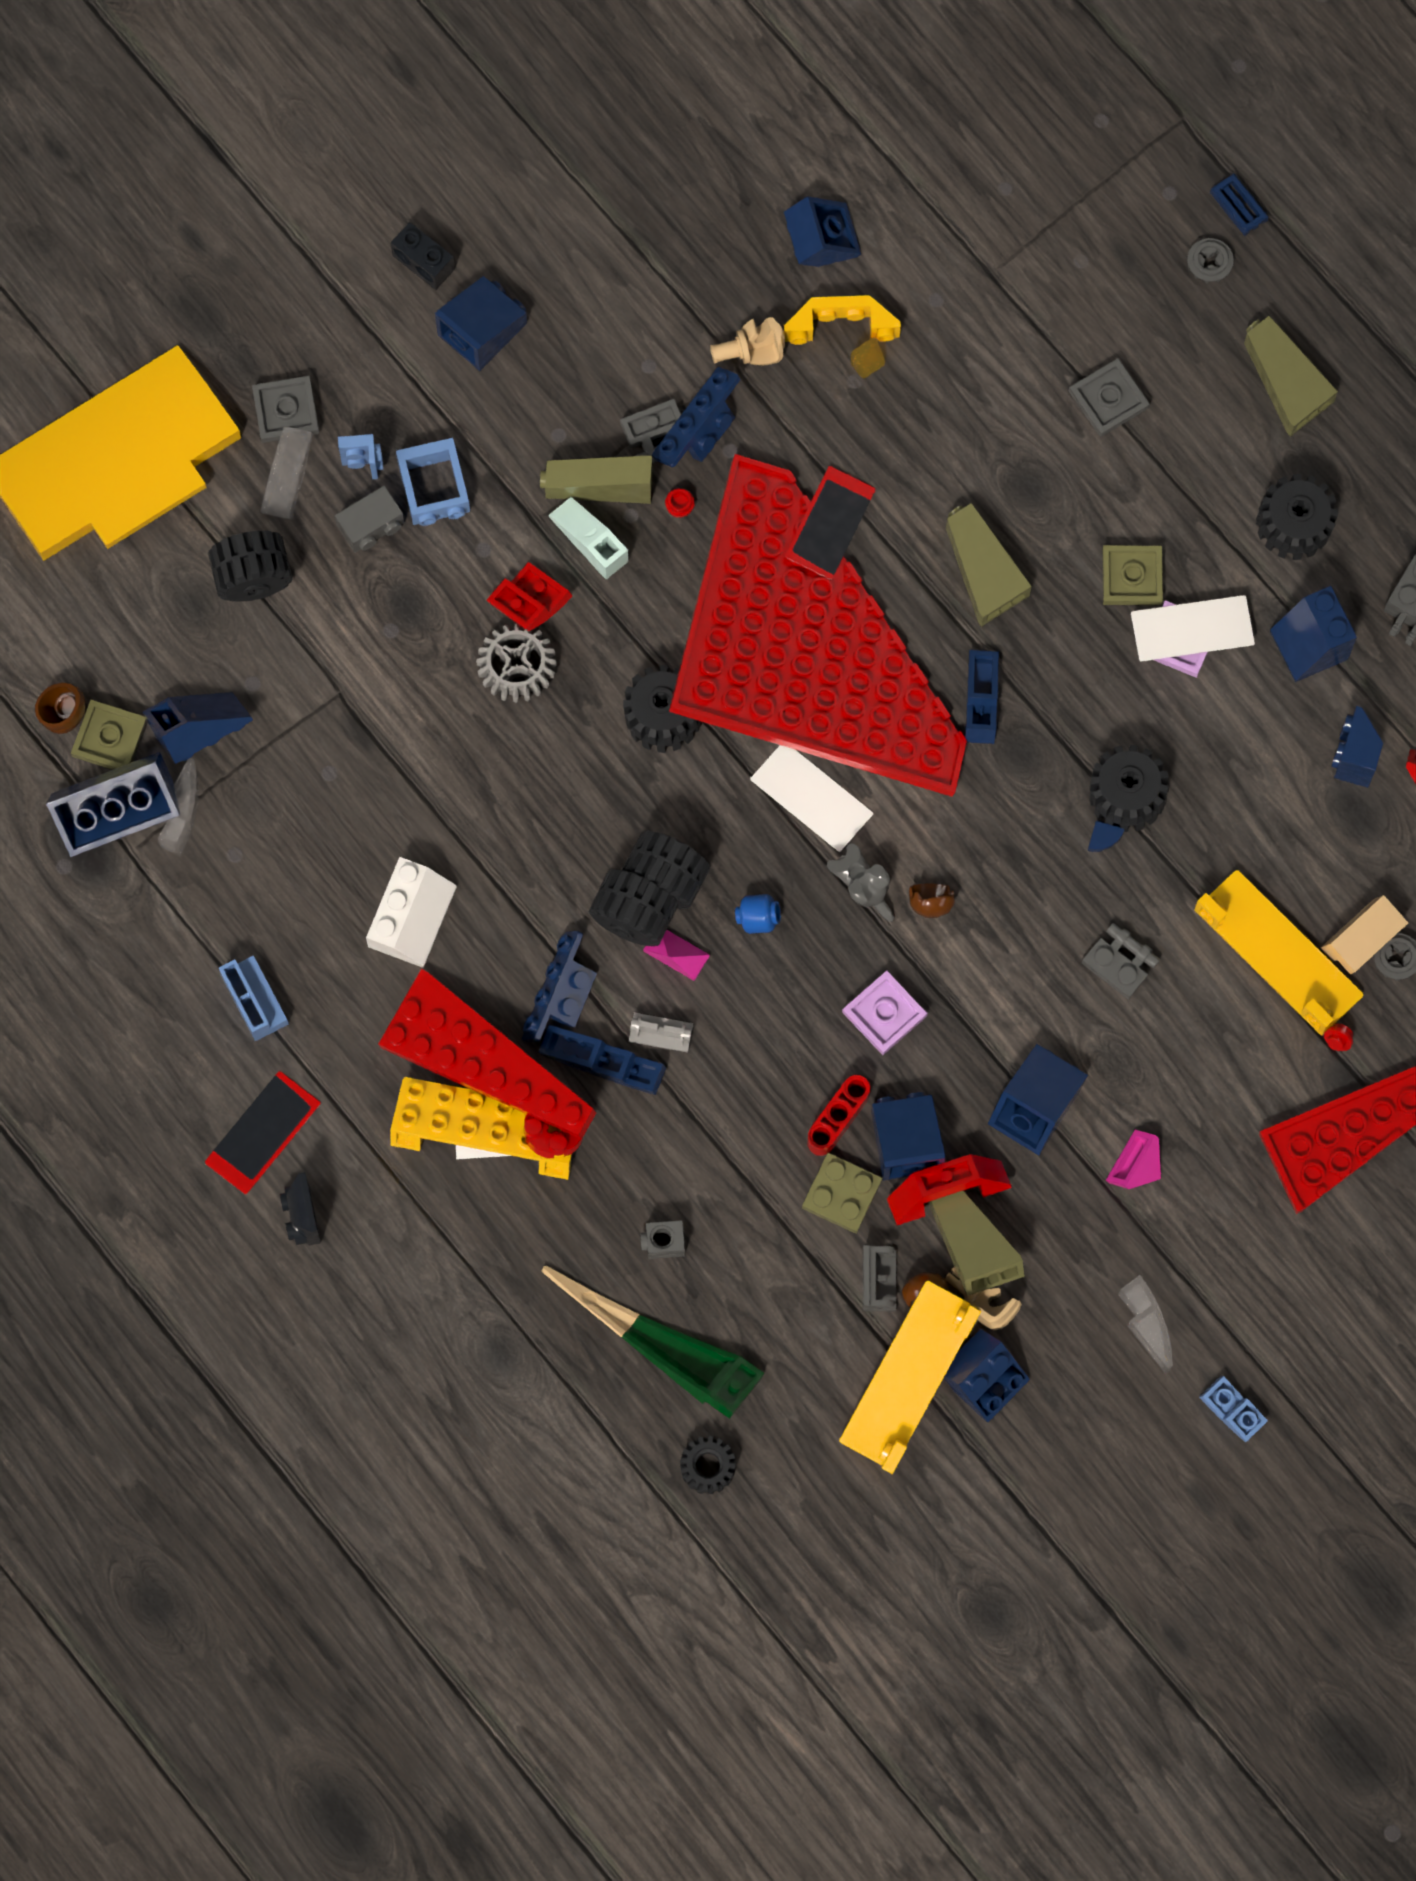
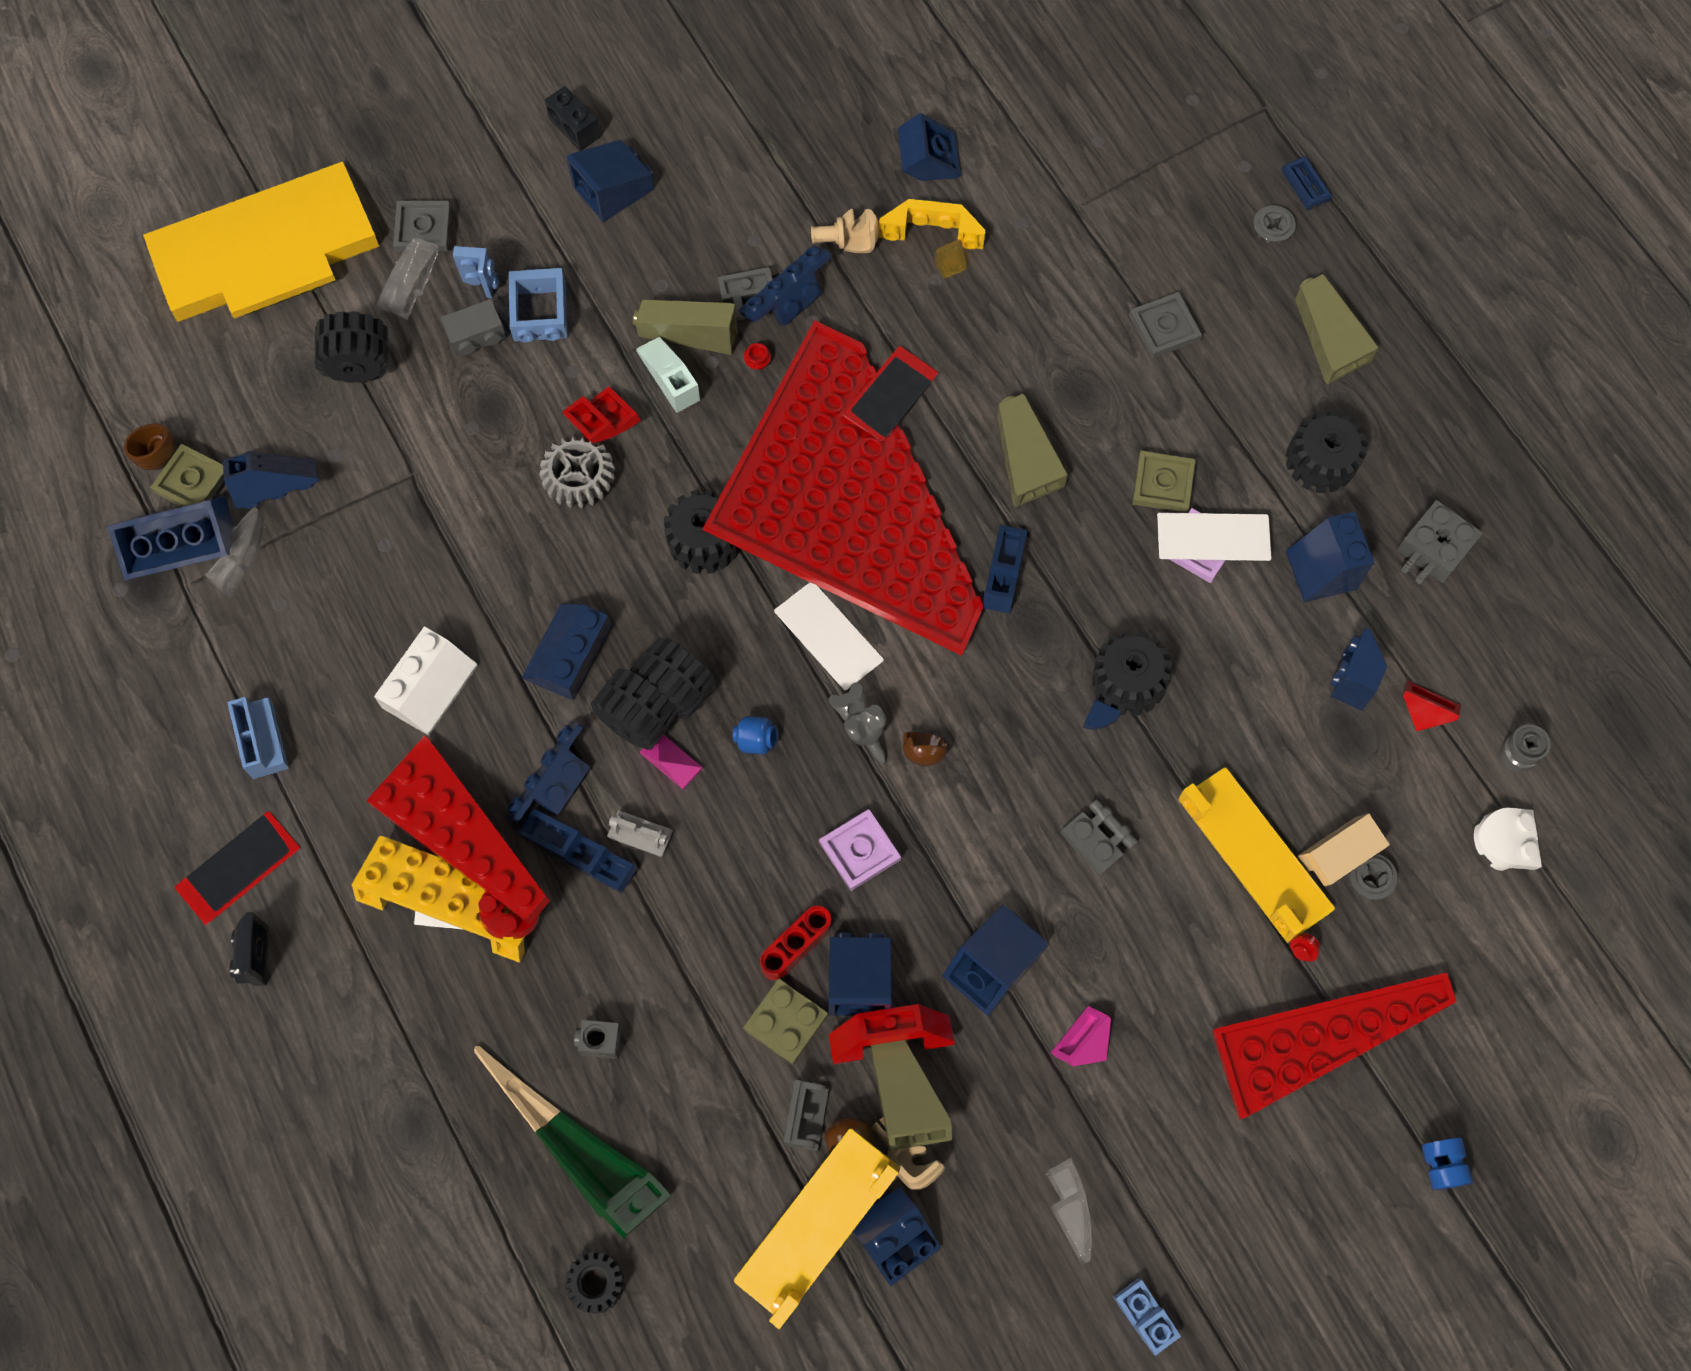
camera: 10 degrees right, 5 degrees down
(547, 855) = (568, 649): none -> dark blue slope

